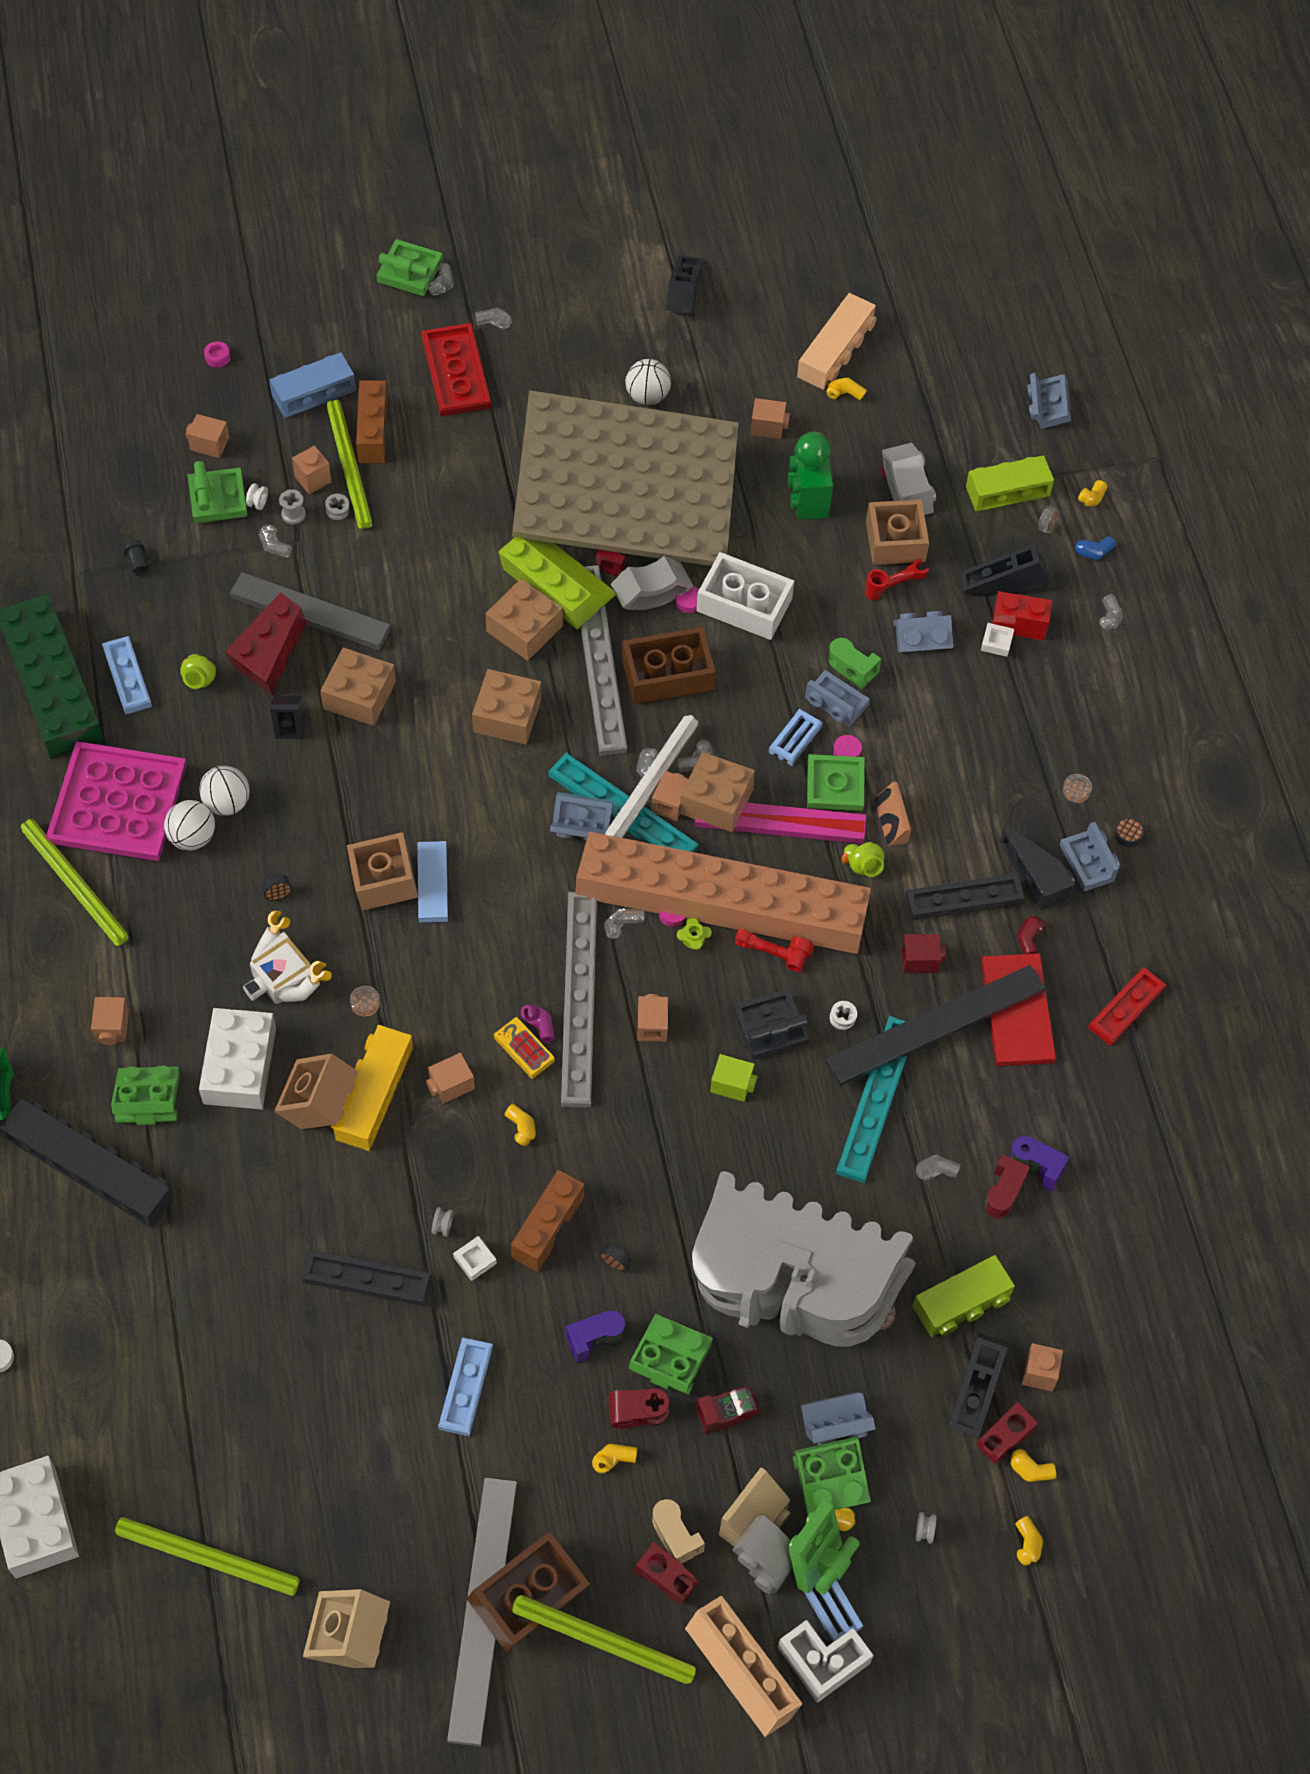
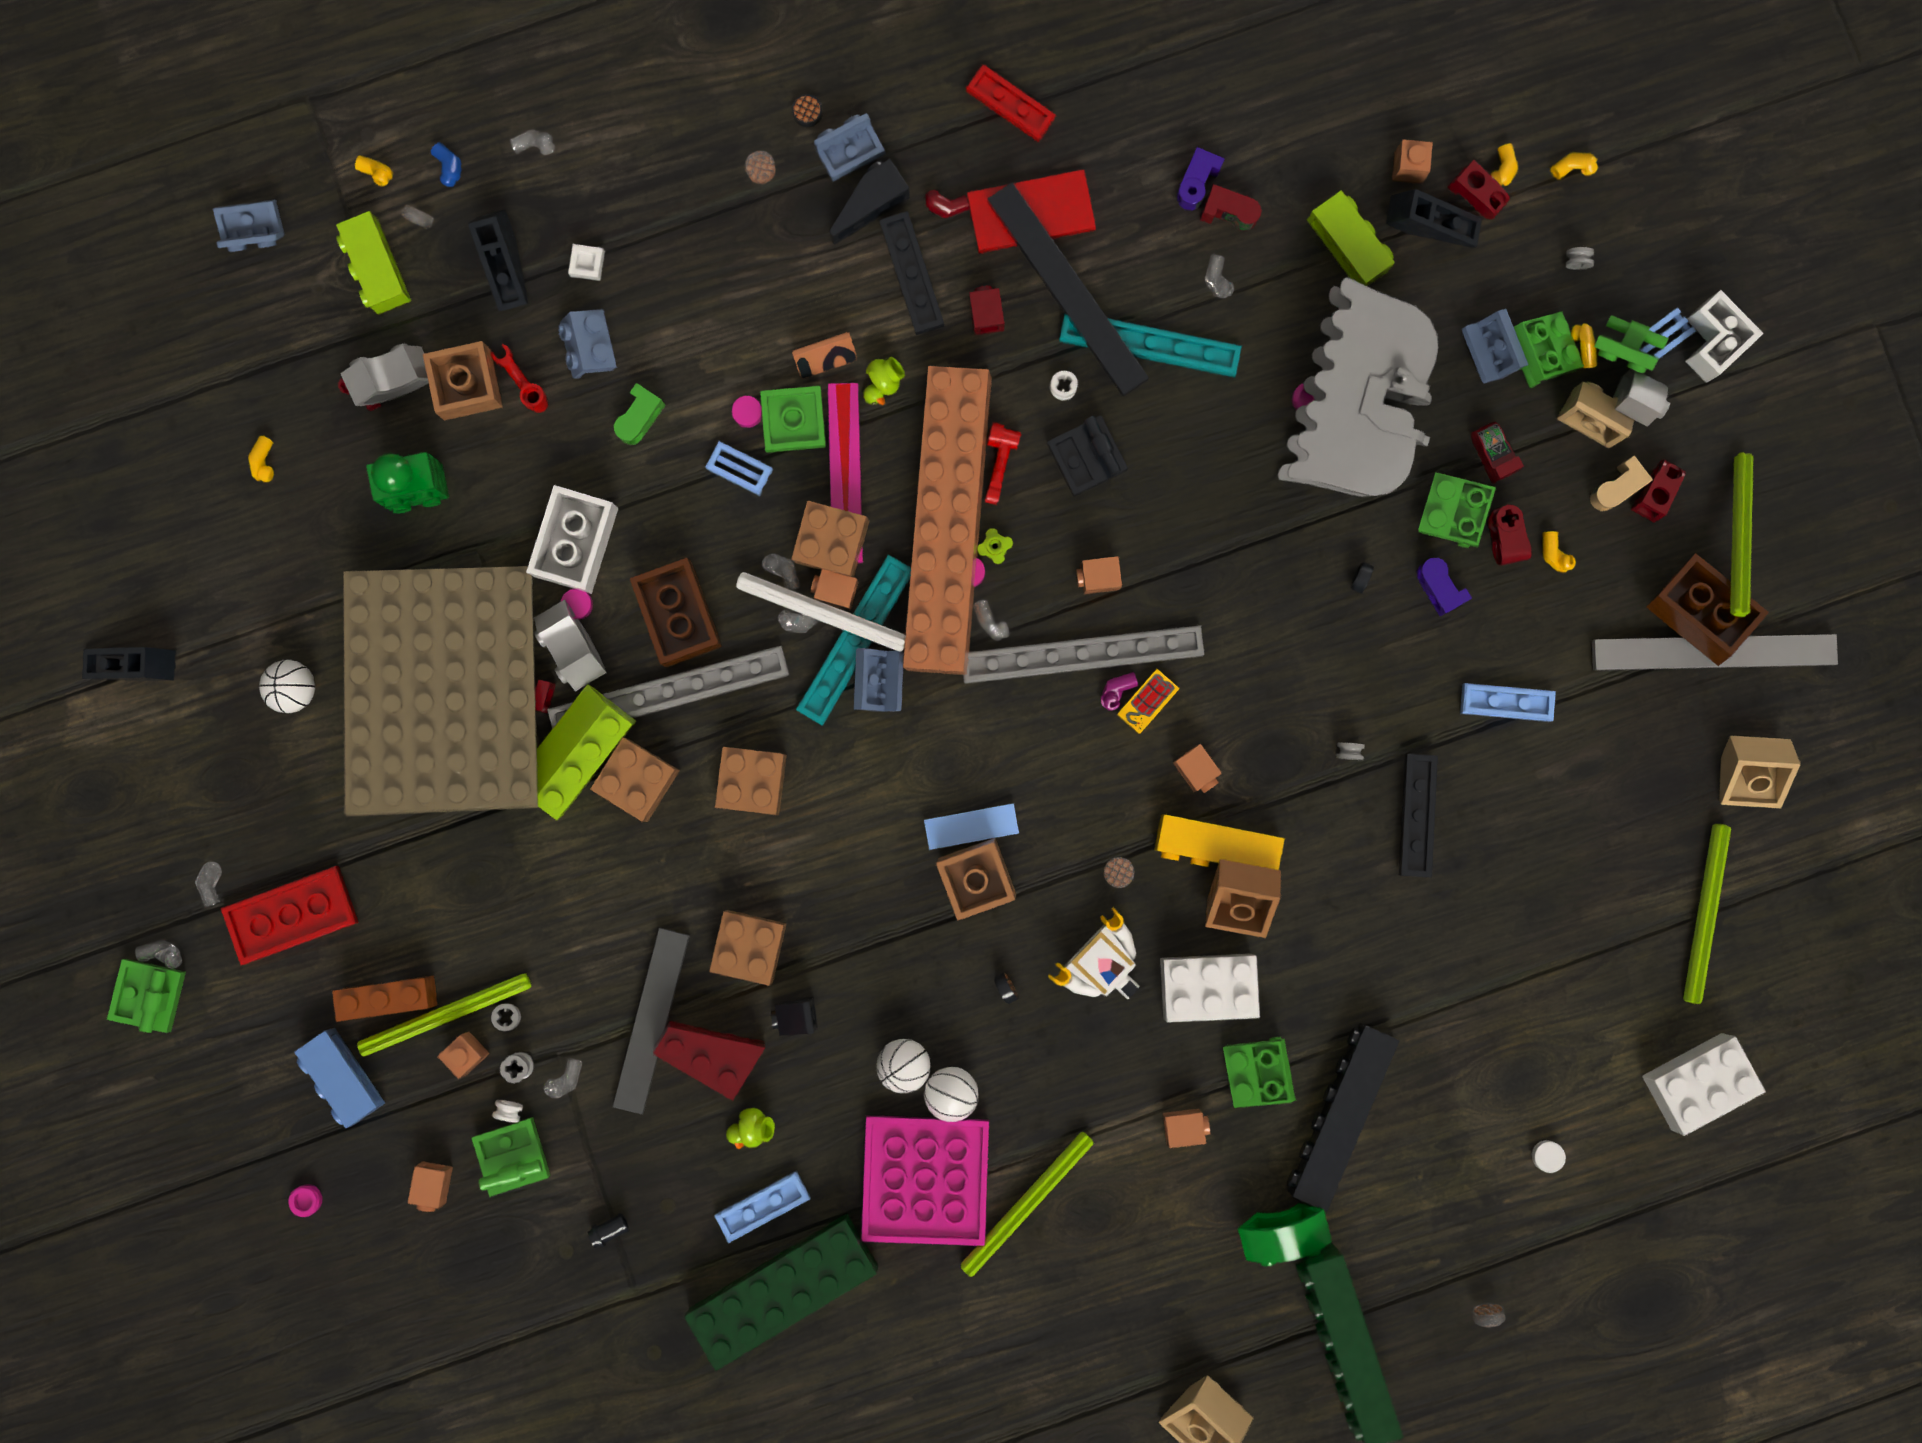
camera: 95 degrees left, 25 degrees up
(474, 1258) = (1382, 713): white plate -> none
(524, 1122) = (1233, 686): yellow arm -> none
(538, 1232) = (1344, 649): dark orange arch -> none
(733, 1078) = (1155, 486): lime brick -> none
(743, 1666) = (1738, 407): light nougat brick -> none
(769, 418) = (318, 542): nougat brick -> none
(836, 341) = (193, 476): light nougat brick -> none
(836, 698) = (687, 428): sand blue bracket -> none
(1022, 613) = (554, 237): red brick -> none

